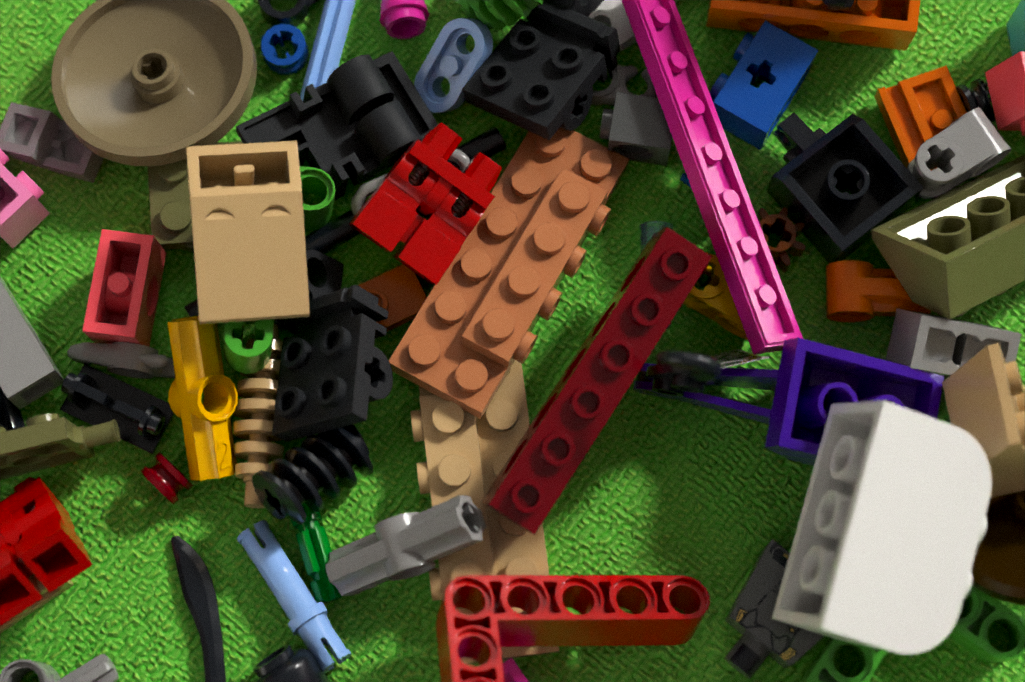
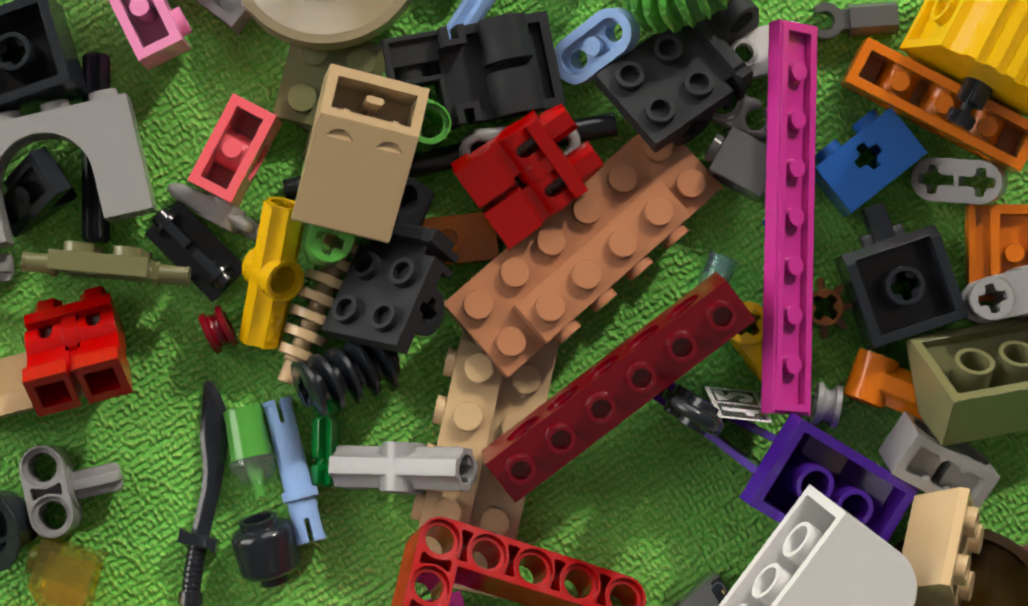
camera: 15 degrees right, 10 degrees up
(238, 586) = (250, 447): none -> bright green piece
(816, 327) = (826, 405): none -> light grey bush
(854, 58) = (959, 169): none -> light grey beam

